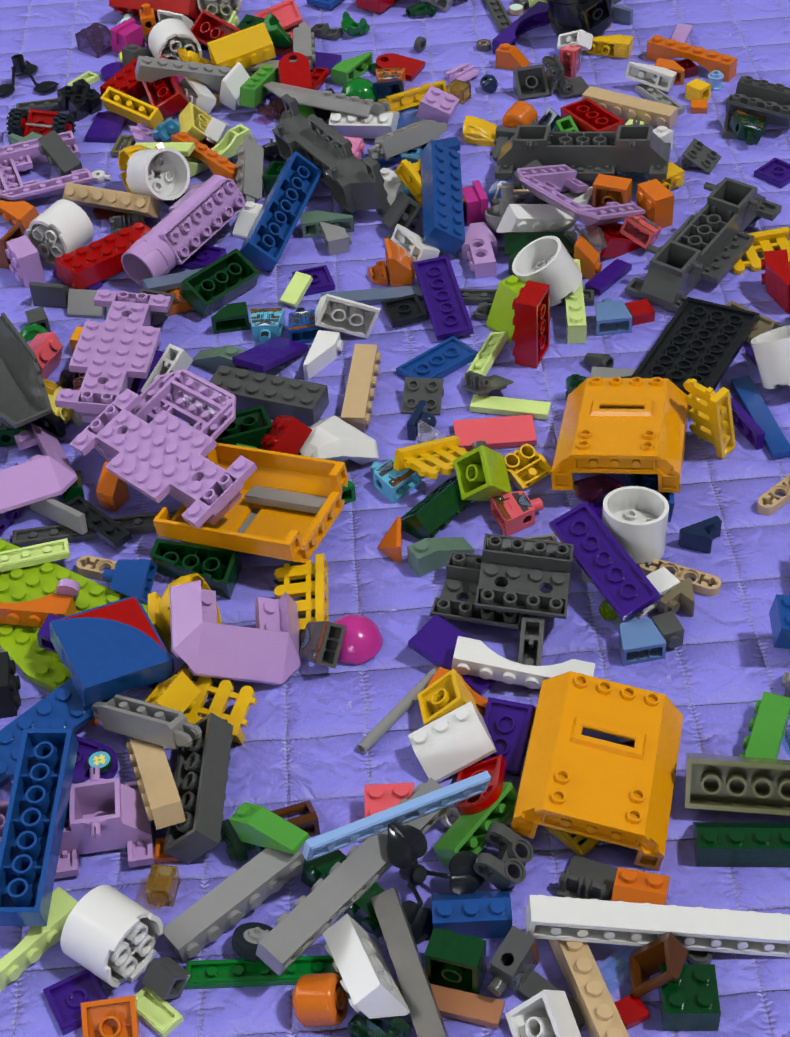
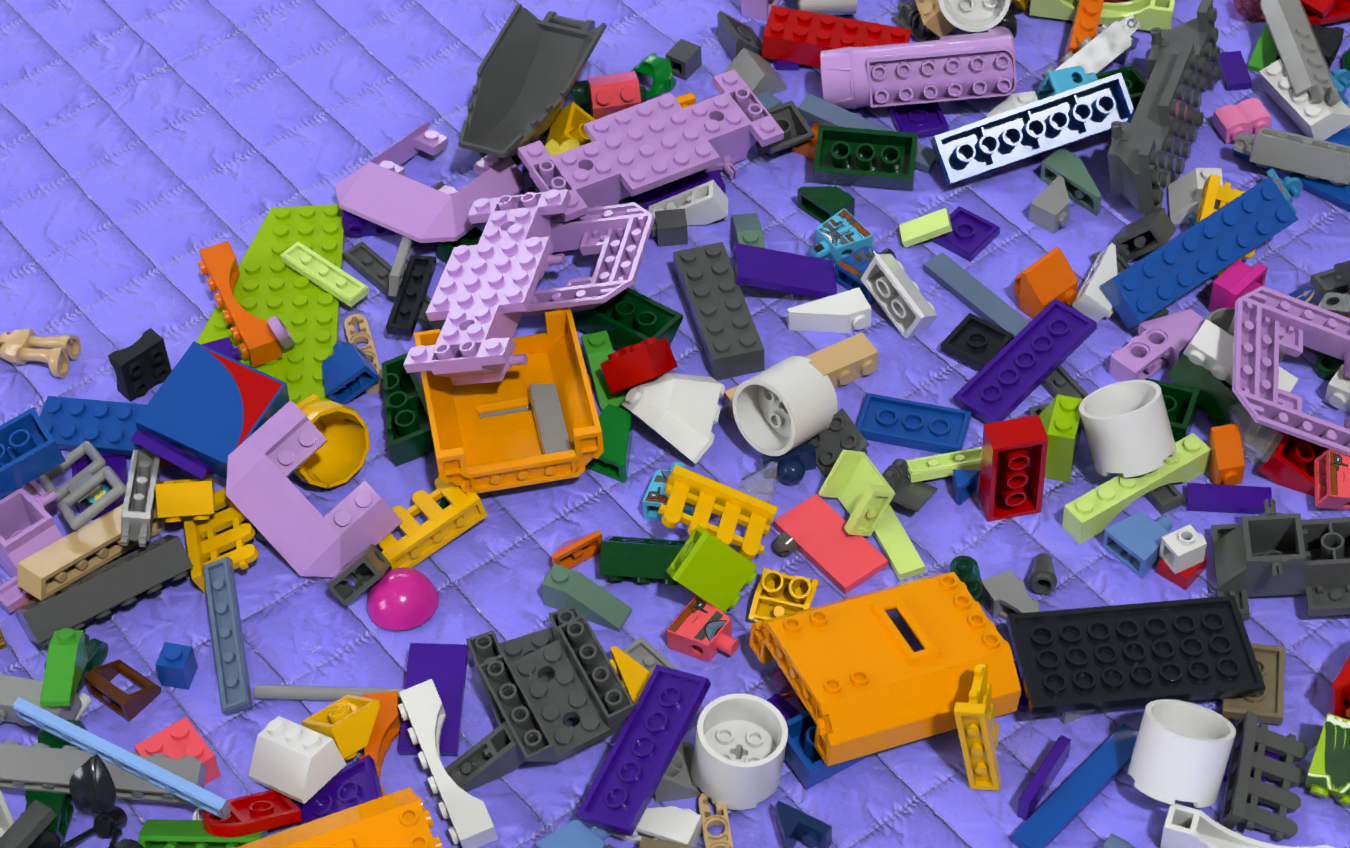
camera: 55 degrees right, 5 degrees up
(97, 753) = (83, 485): none -> light grey bar
(130, 685) = (173, 454): none -> dark purple tile
(265, 183) = (1063, 80): none -> medium azure torso
(303, 779) = (176, 666): none -> blue brick
(304, 739) = (227, 636): none -> sand blue tile
(395, 402) = (784, 406): none -> white brick
(478, 396) = (859, 490): none -> yellowish green panel
(505, 361) = (964, 484): none -> blue slope
(638, 299) = (1183, 549): none -> white brick

